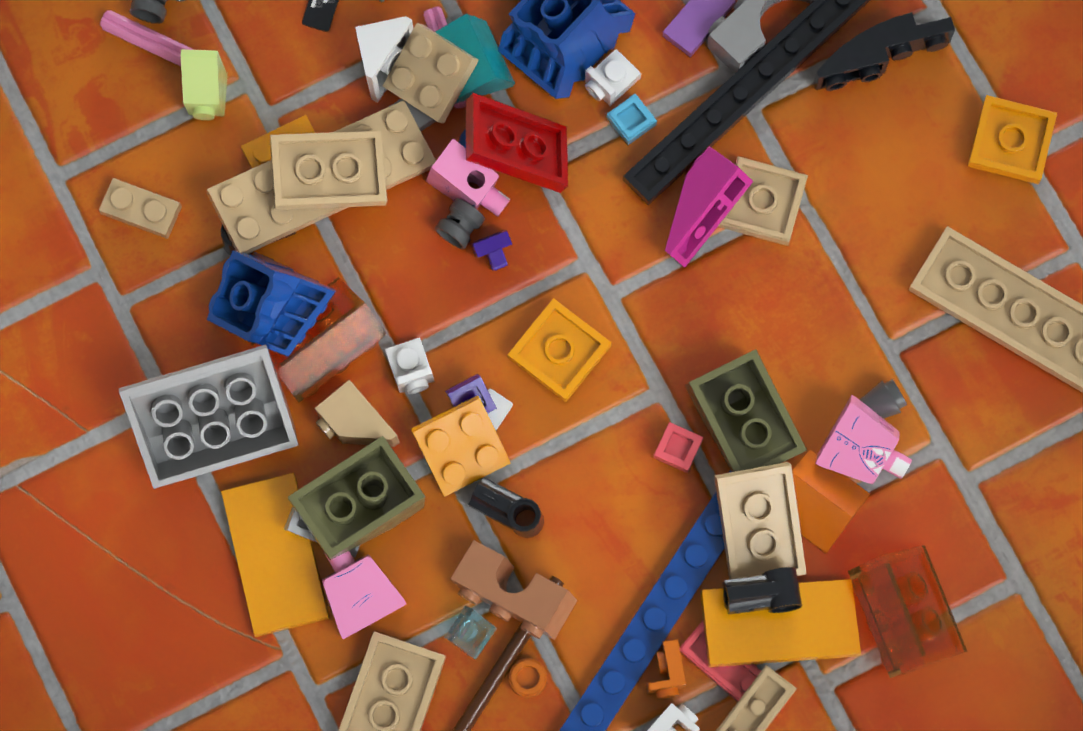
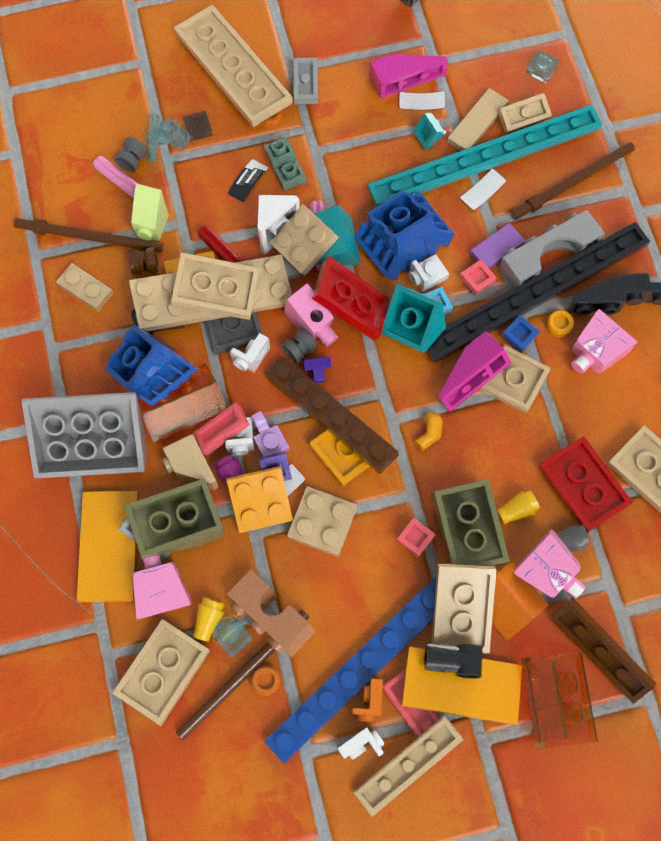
camera: 10 degrees right, 5 degrees down
(53, 135) = (42, 227): none -> reddish brown bar
(205, 153) = (143, 261): none -> reddish brown wheel
(312, 106) = (219, 247): none -> red axle
(365, 227) = (232, 332): none -> dark grey tile
(384, 363) = (221, 428): none -> coral tile
(402, 246) = (255, 353): none -> white bracket
(408, 414) = (228, 468): none -> magenta cone
(432, 616) = (208, 616): none -> yellow cone
(452, 363) = (269, 439): none -> lavender plate
(504, 507) = (281, 550): black piece -> none
(527, 309) = (332, 415): none -> reddish brown plate
(550, 455) = (322, 521): none -> tan plate
(607, 151) = (414, 318): none -> teal slope
(669, 299) = (433, 431): none -> light orange arm
(681, 69) = (478, 277): none -> coral plate
(756, 136) = (520, 333): none -> blue plate
(805, 375) = (519, 507): none -> yellow cone
(807, 109) = (560, 323): none -> light orange tile
(868, 127) = (601, 344): none -> bright pink torso
(885, 324) = (585, 484): none -> red plate
(950, 535) = (603, 650): none -> reddish brown plate

